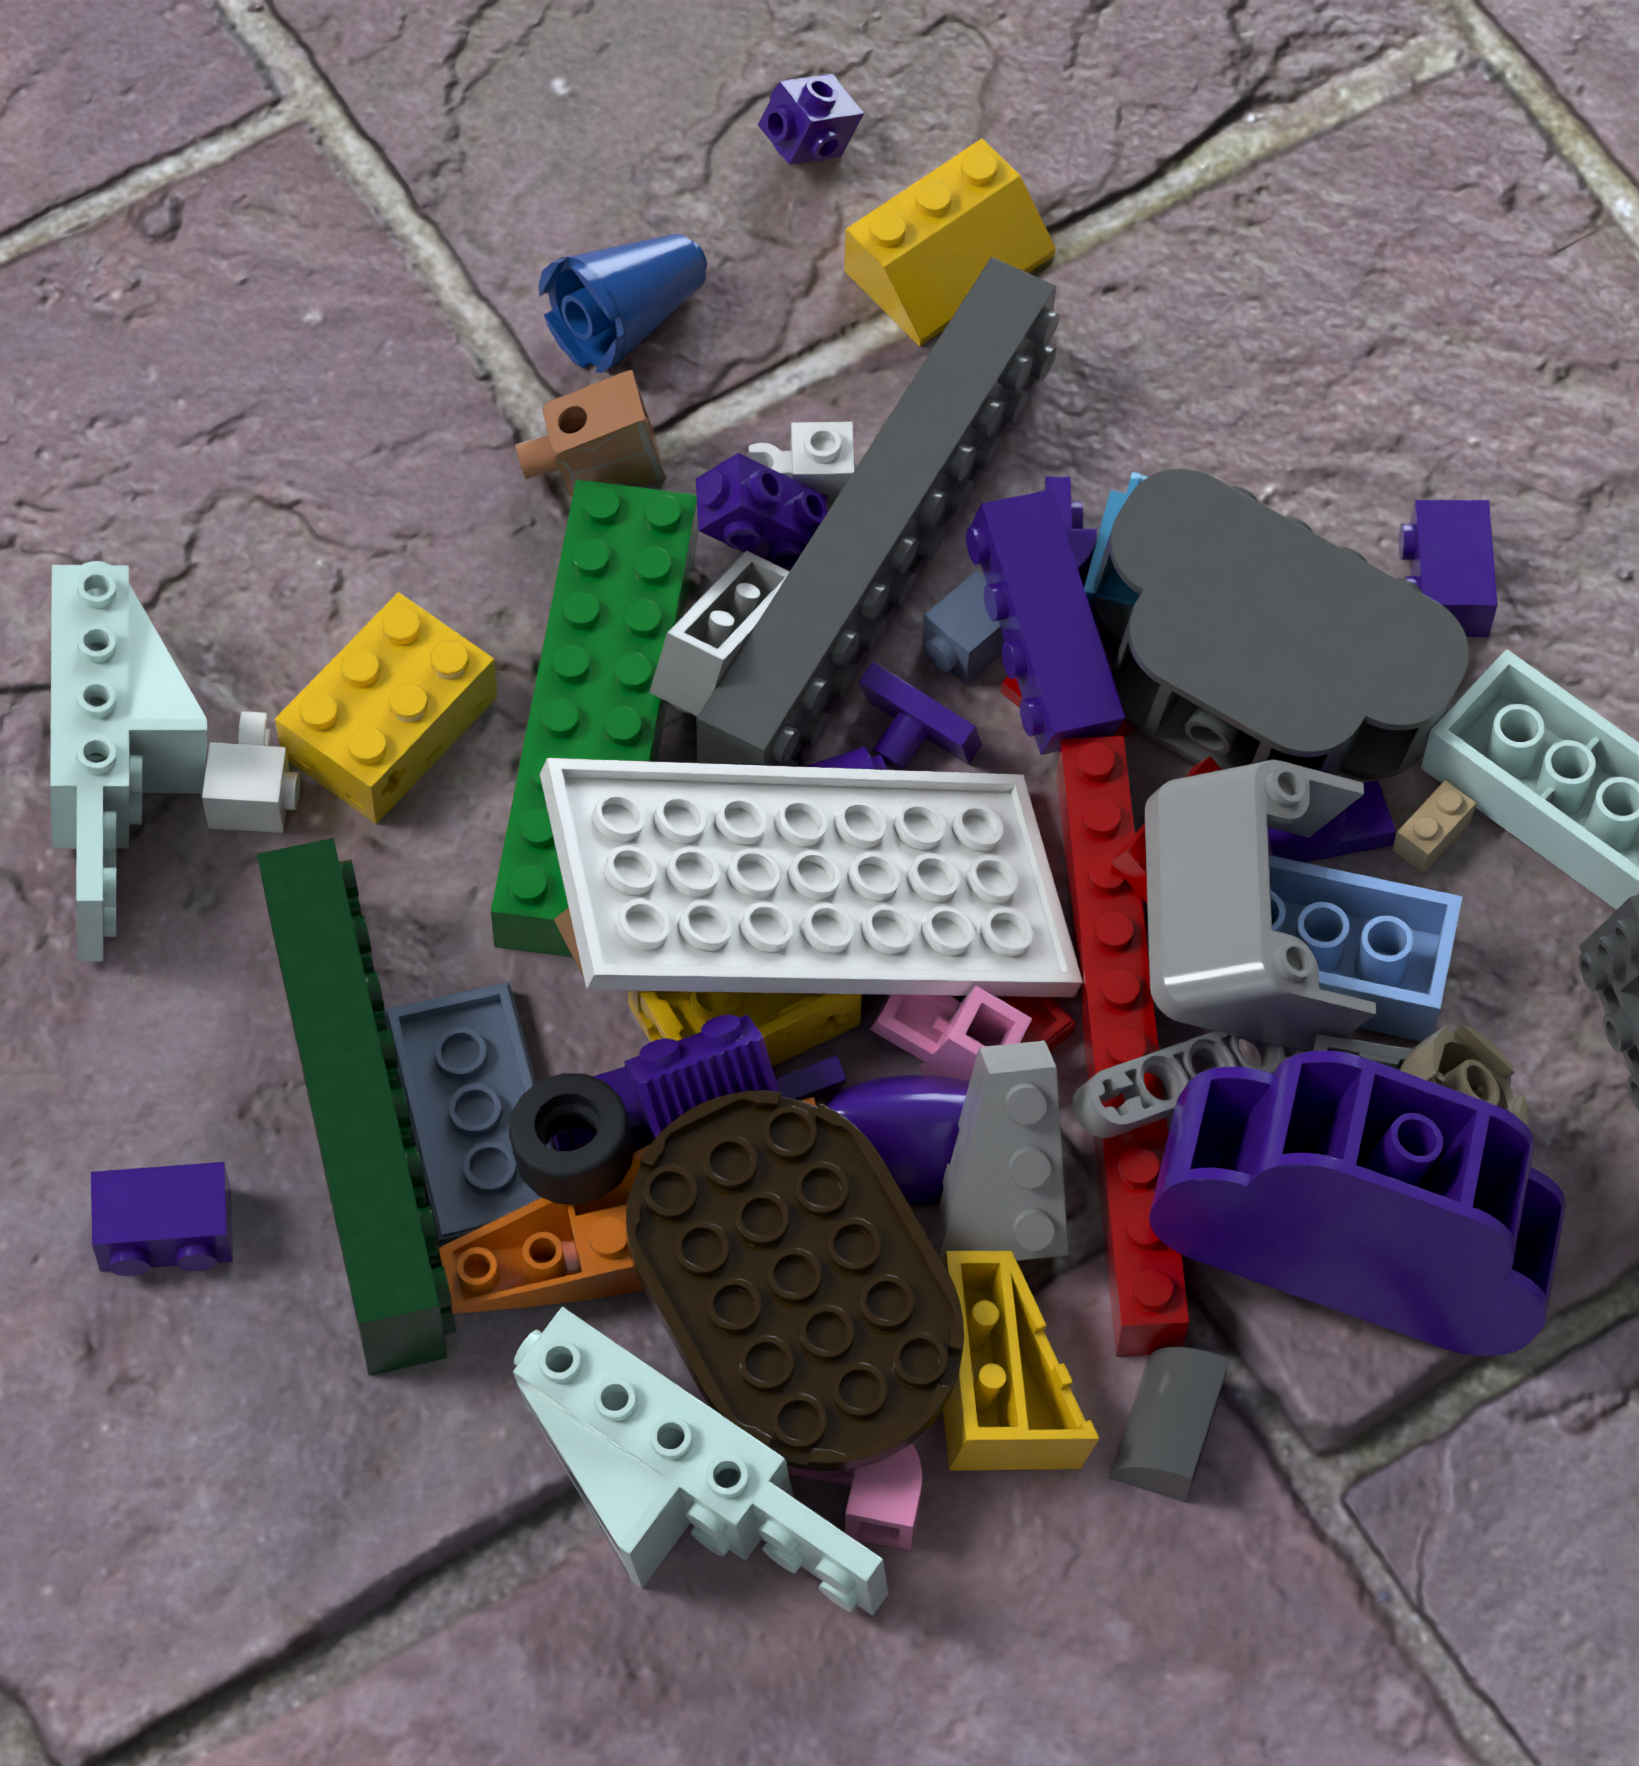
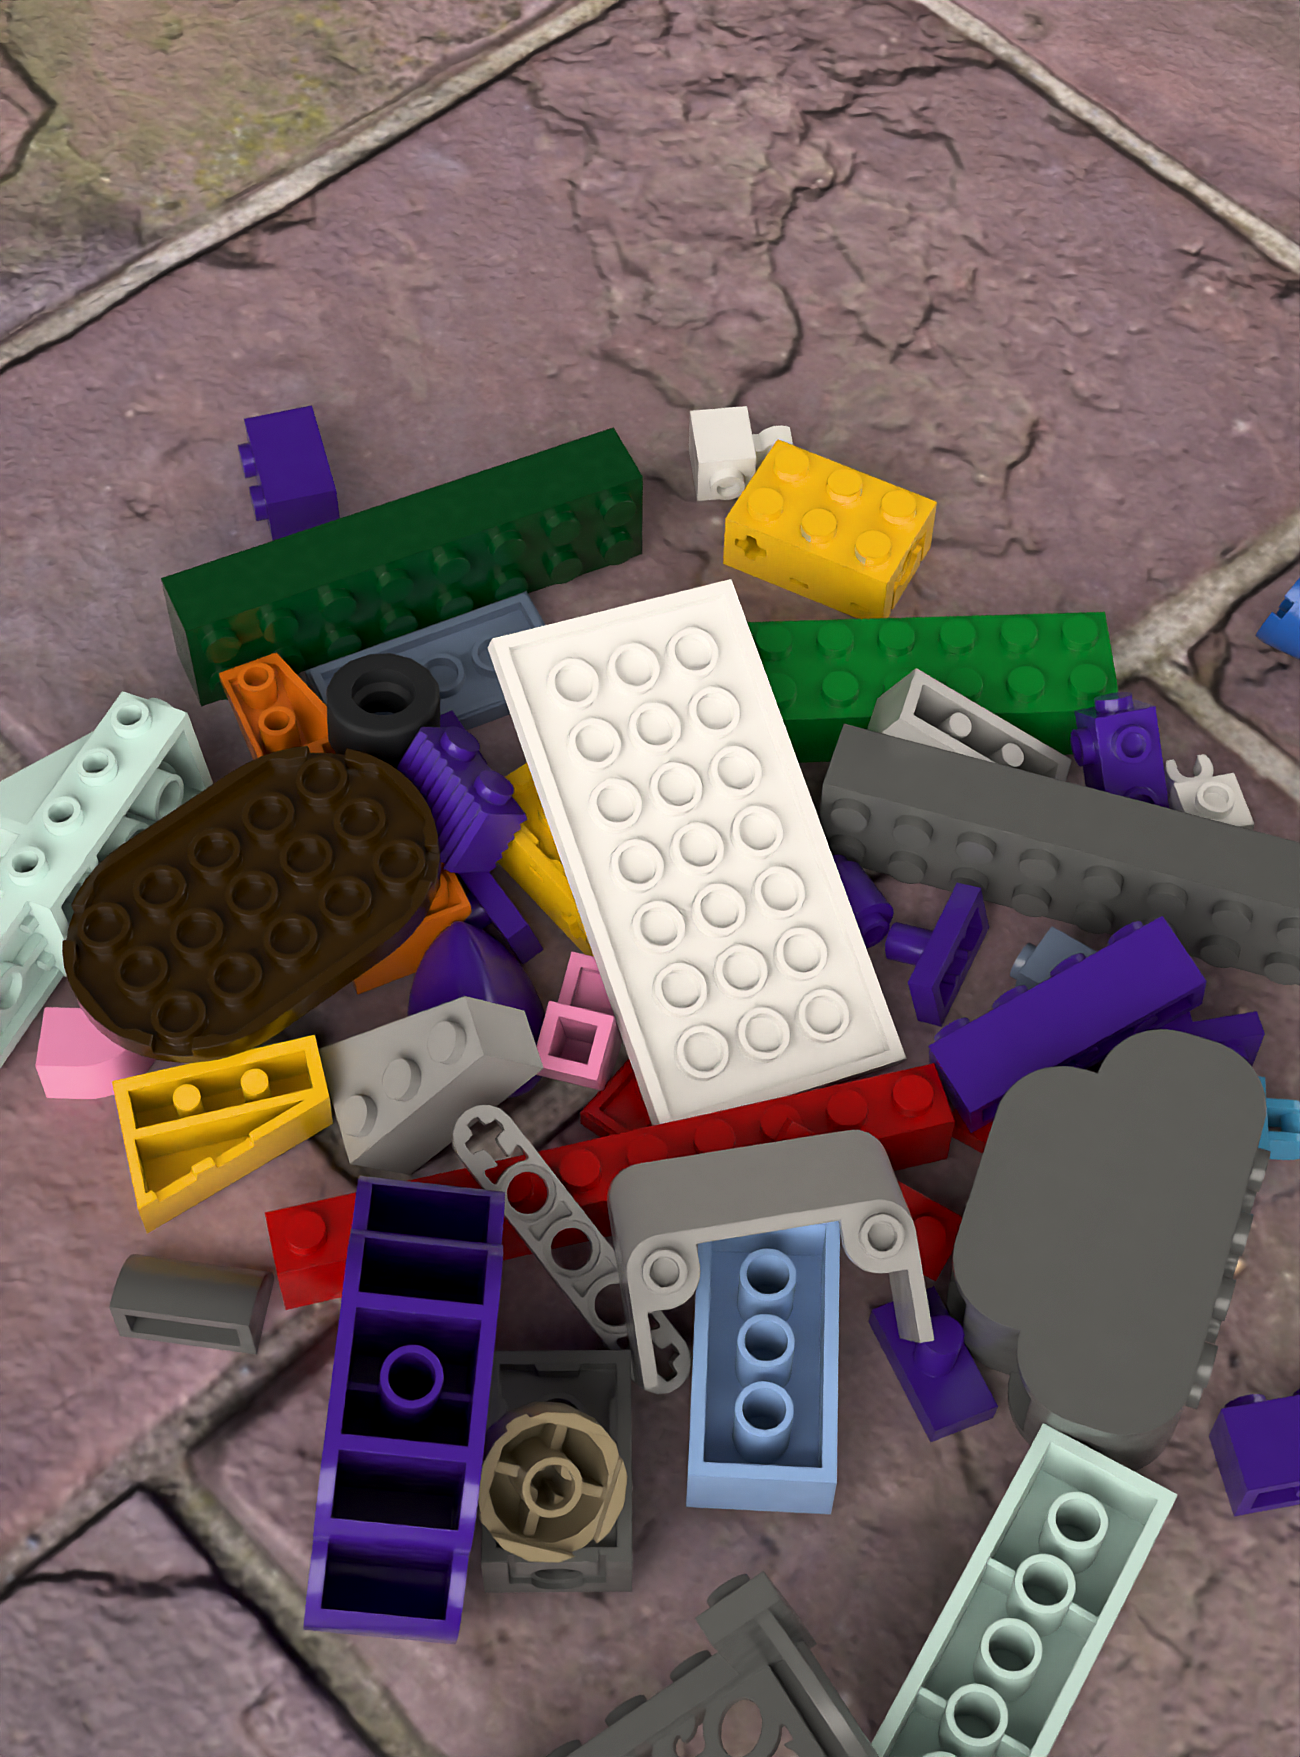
camera: 80 degrees right, 5 degrees down
(116, 731) = (745, 330): light aqua wedge -> none
(596, 437) = (1169, 637): nougat torso -> none
(1434, 826) = (957, 1475): tan piece -> none

